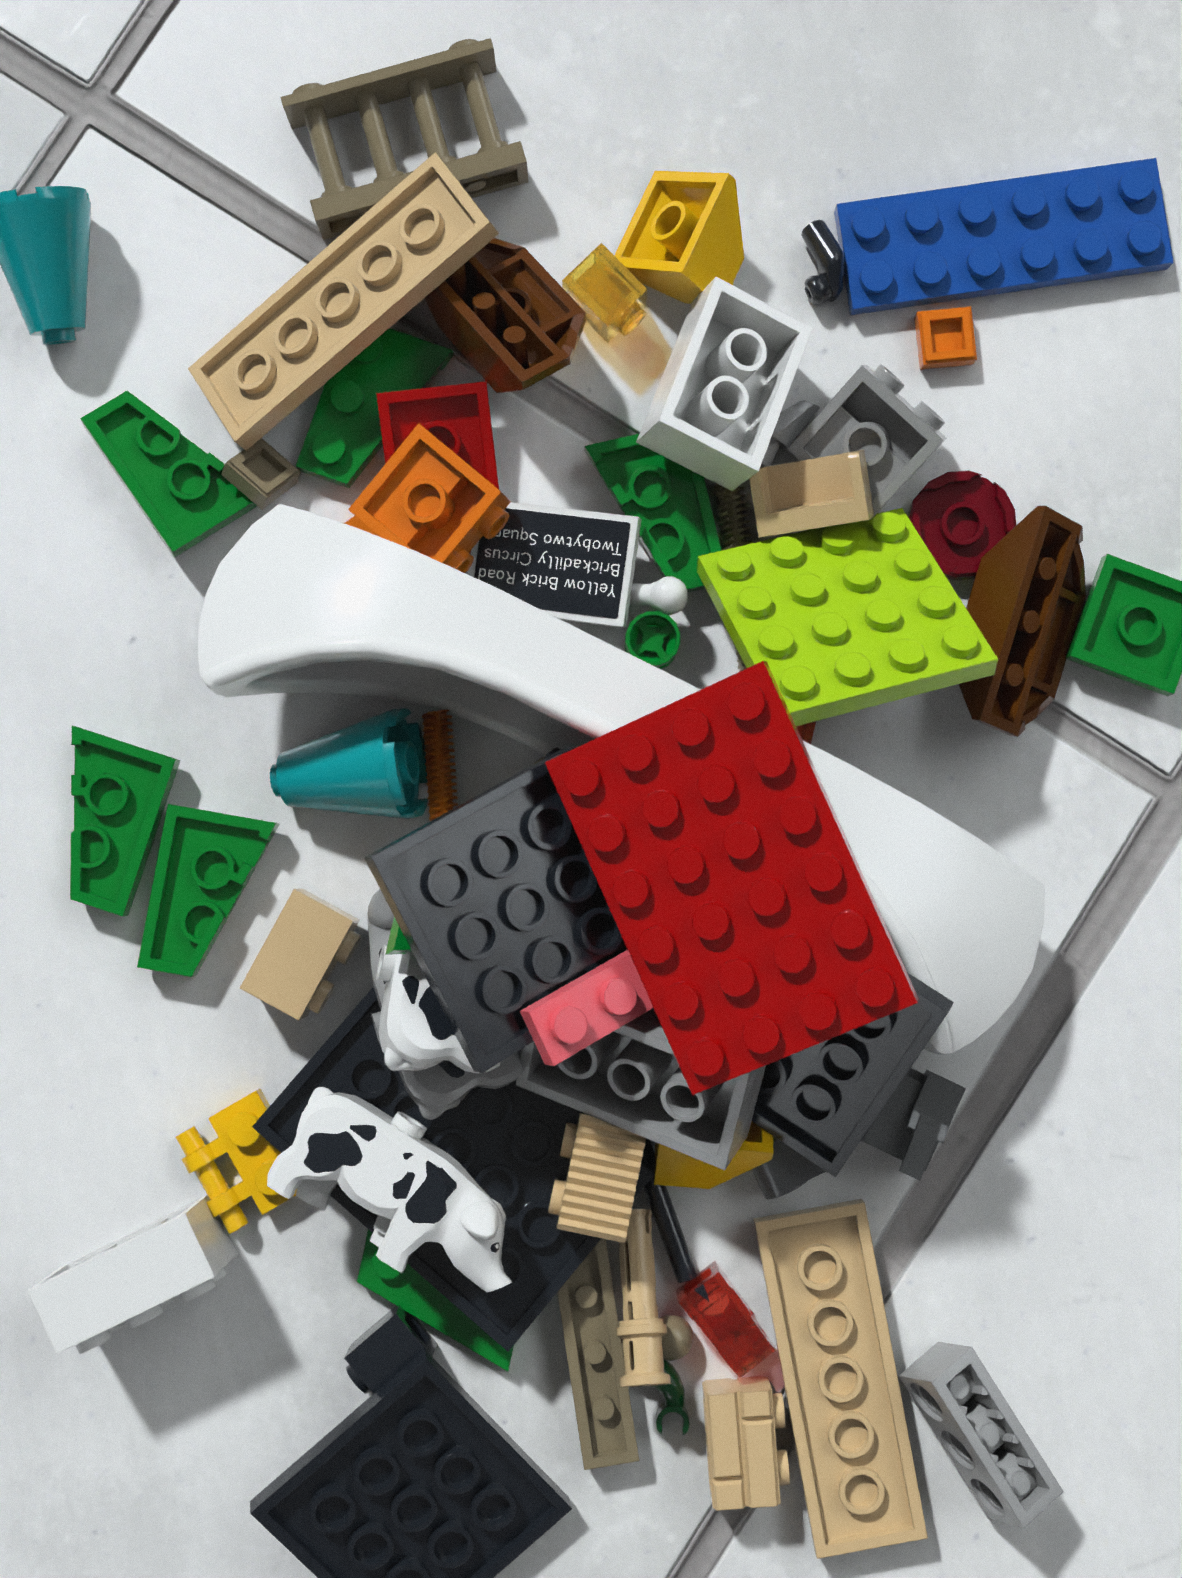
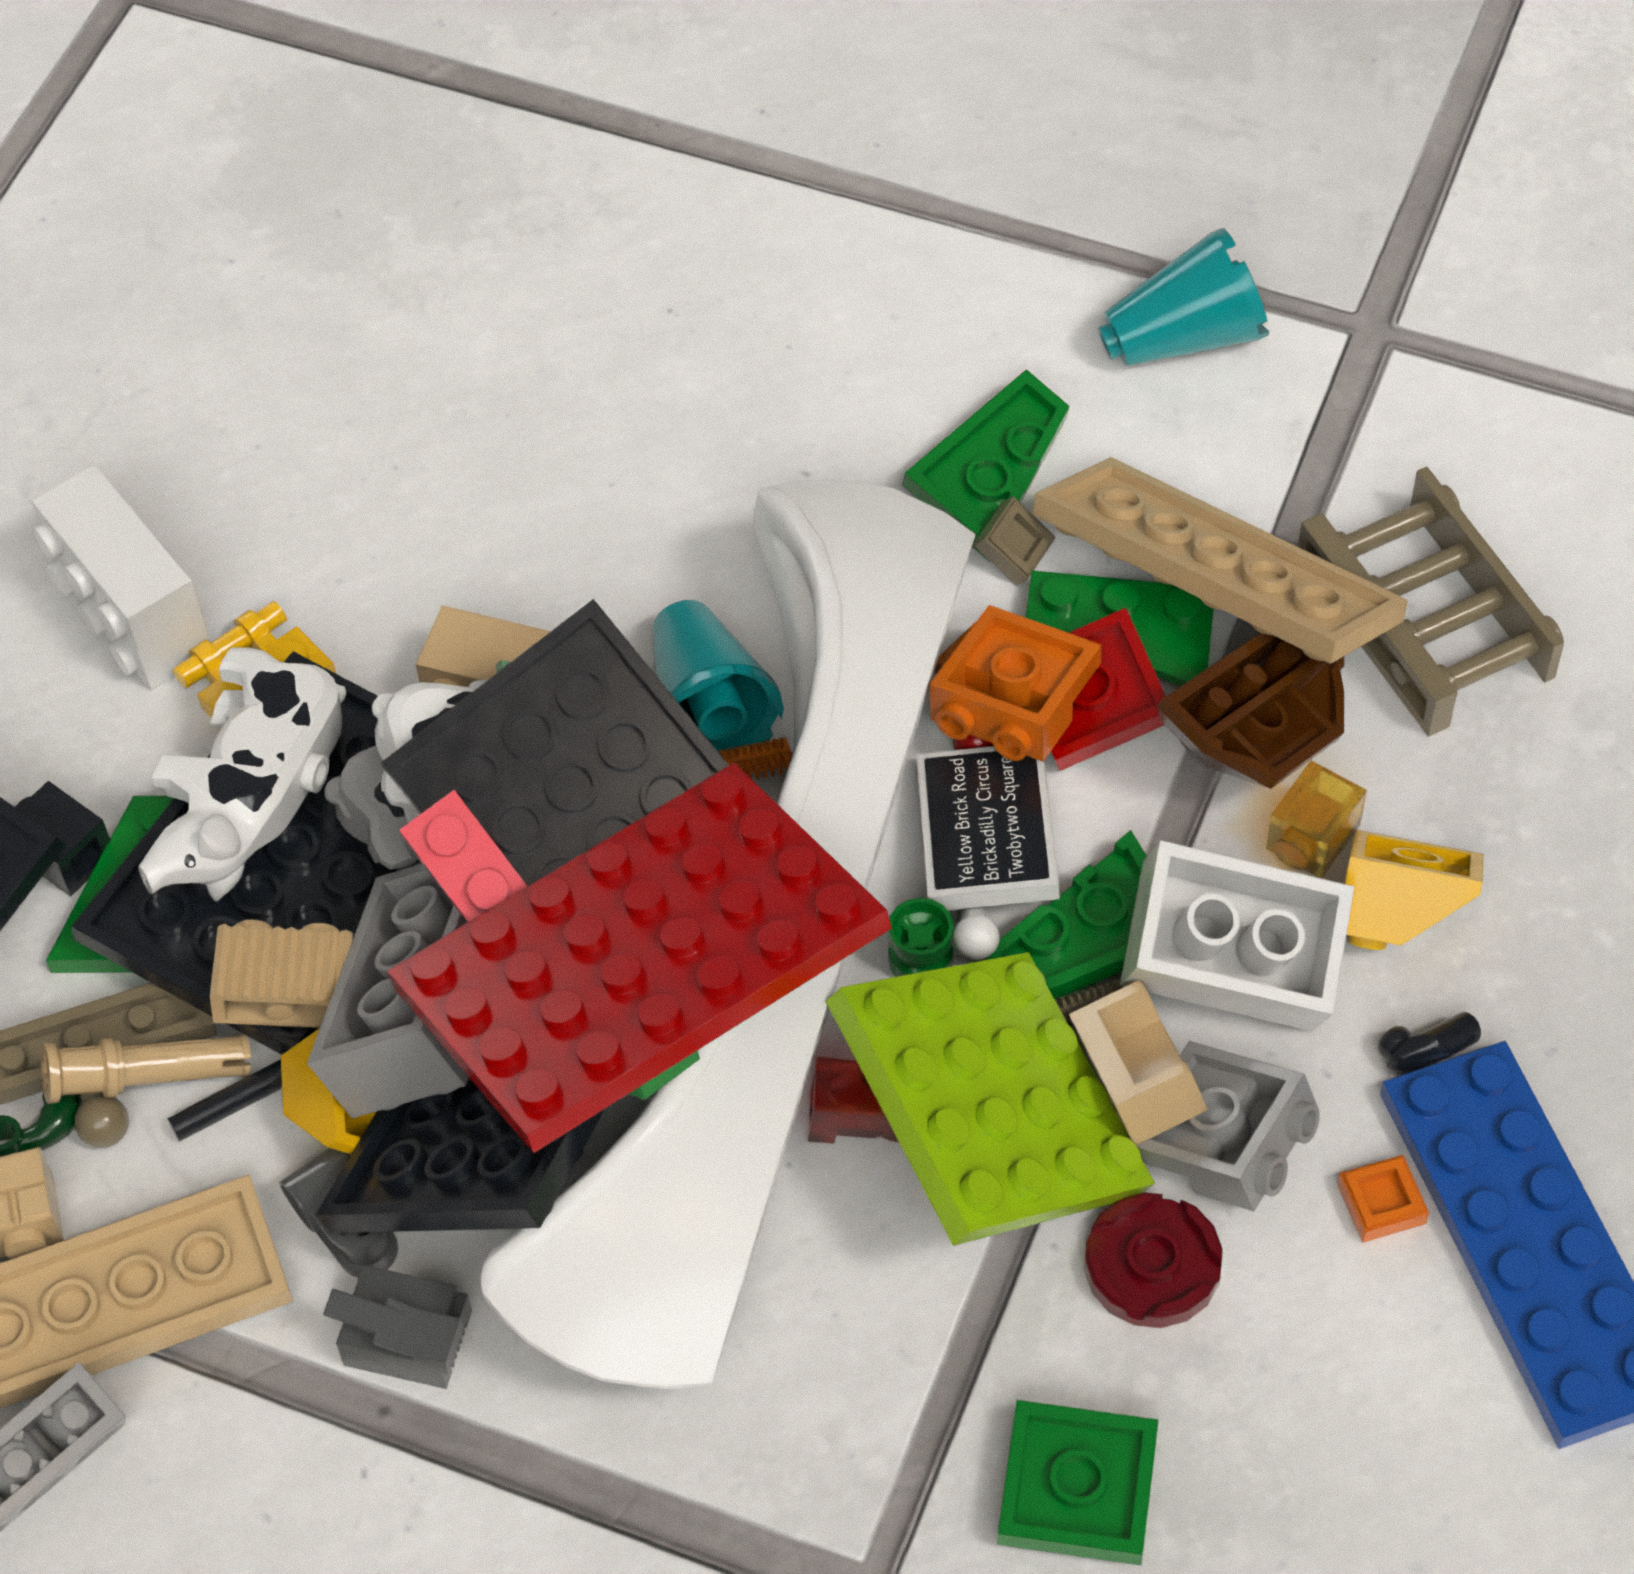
camera: 80 degrees right, 30 degrees down
(116, 817) = (617, 488): green wing -> none
(196, 884) = (547, 568): green wing -> none
(725, 1319) = (131, 1168): clear red leg -> none
(788, 428) = (1205, 1030): light grey bar -> none
(1027, 610) = (1037, 1333): reddish brown wedge -> none

